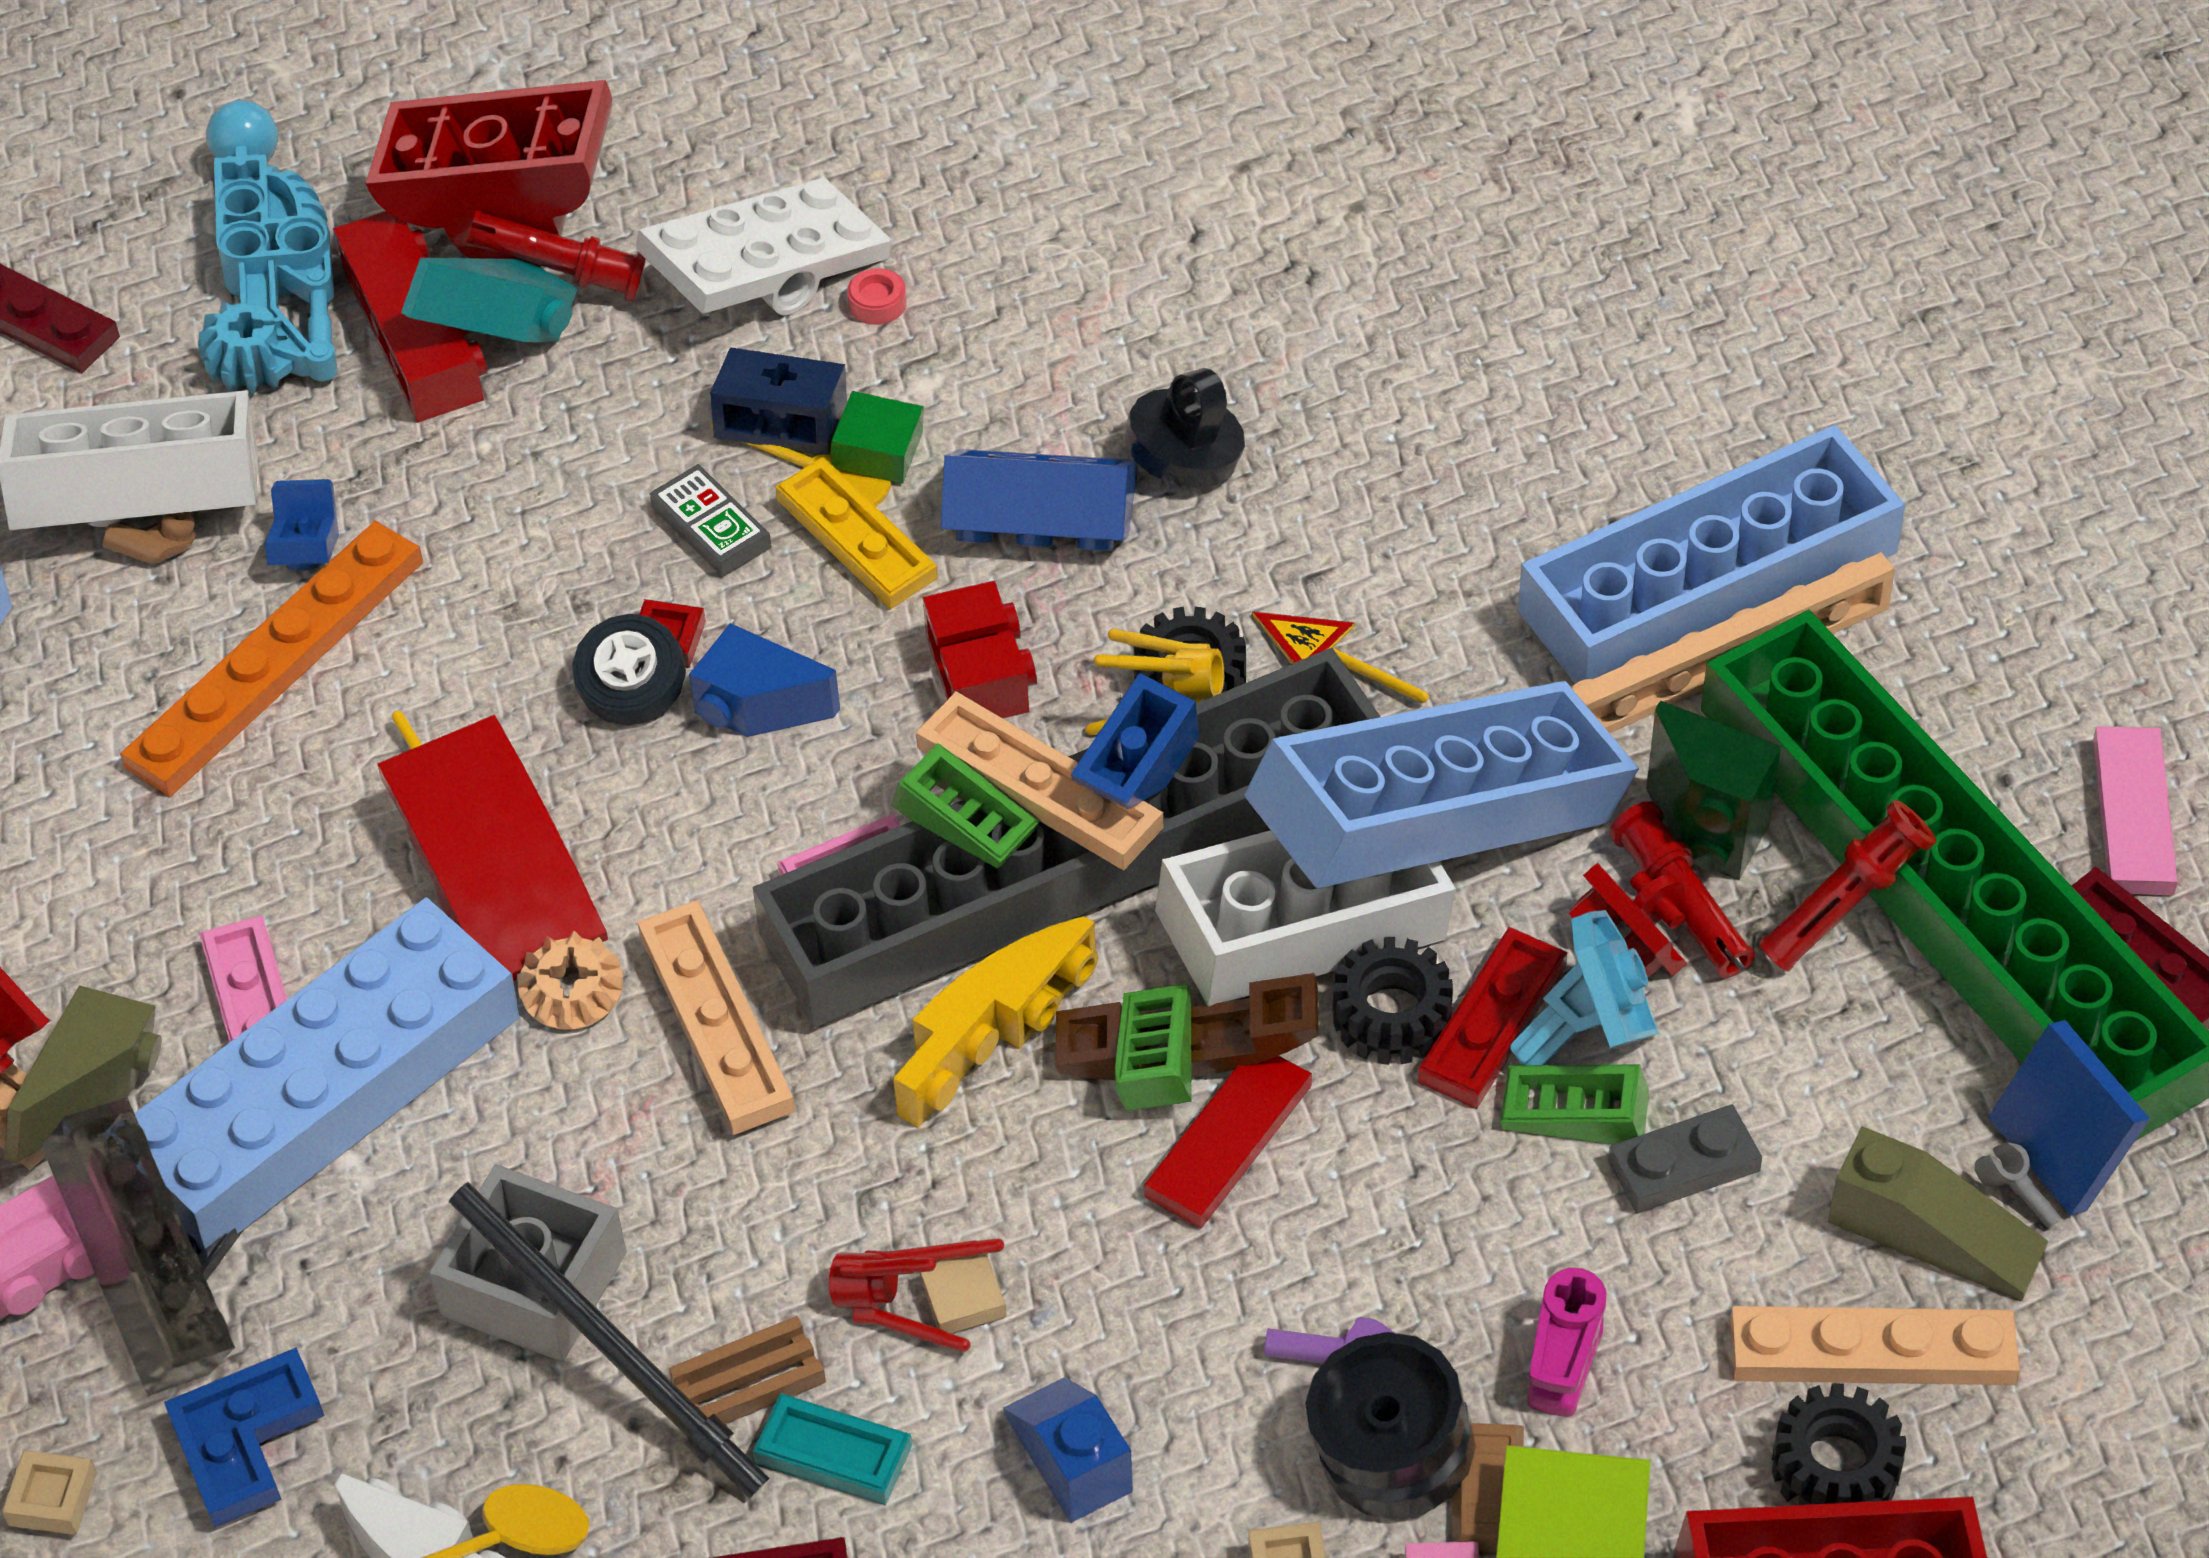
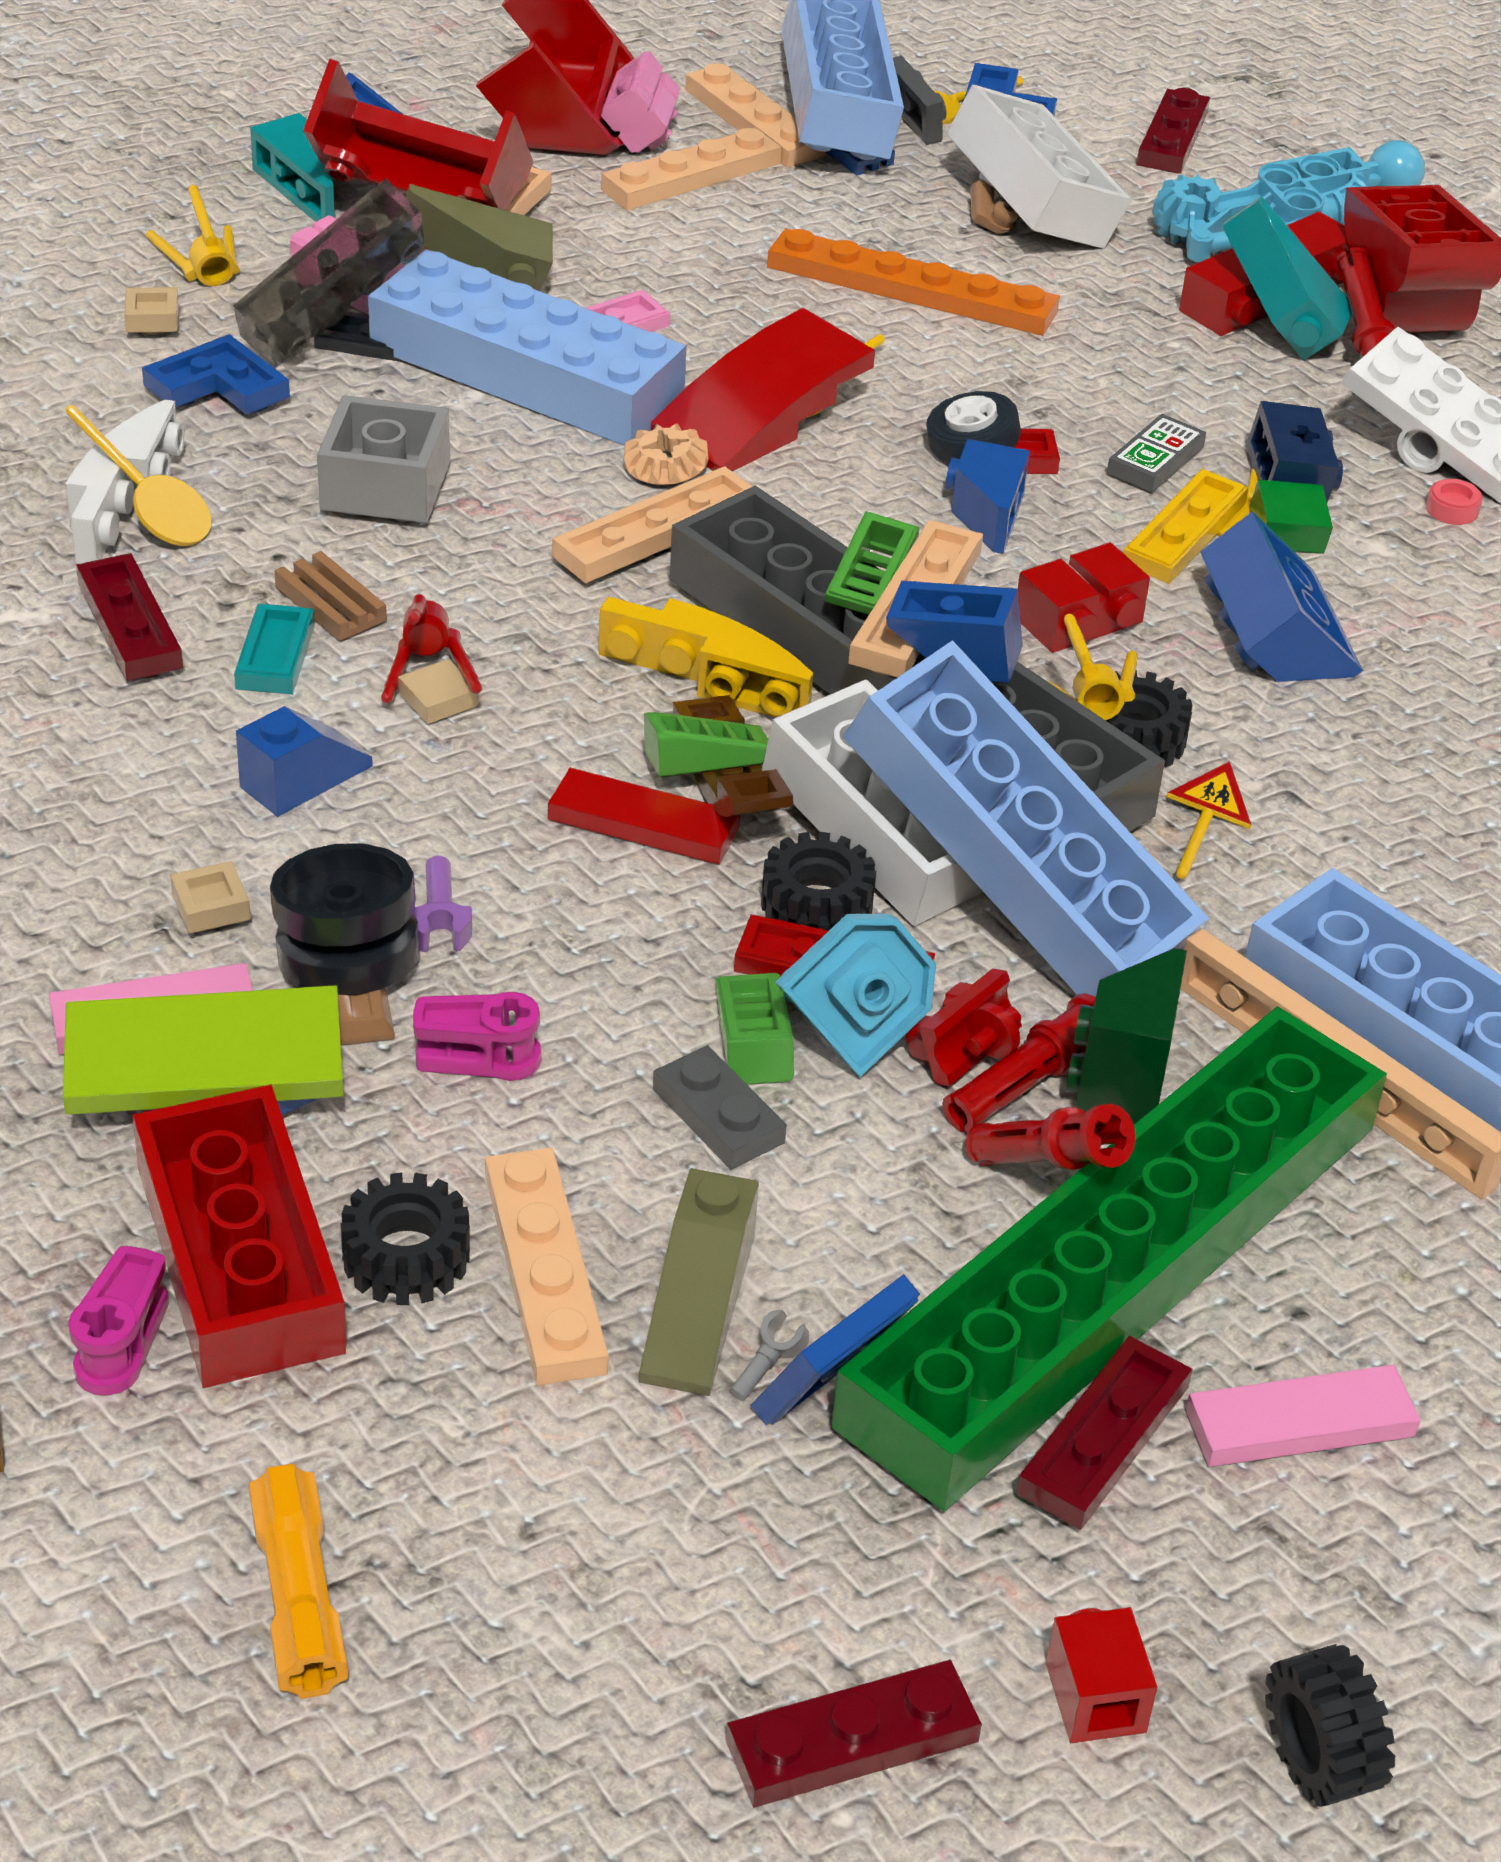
camera: 70 degrees right, 10 degrees down
(303, 524) = (1035, 268): blue bracket -> none
(706, 1436) = (259, 569): black bar -> none
(1186, 431) = (1396, 677): black tile -> none

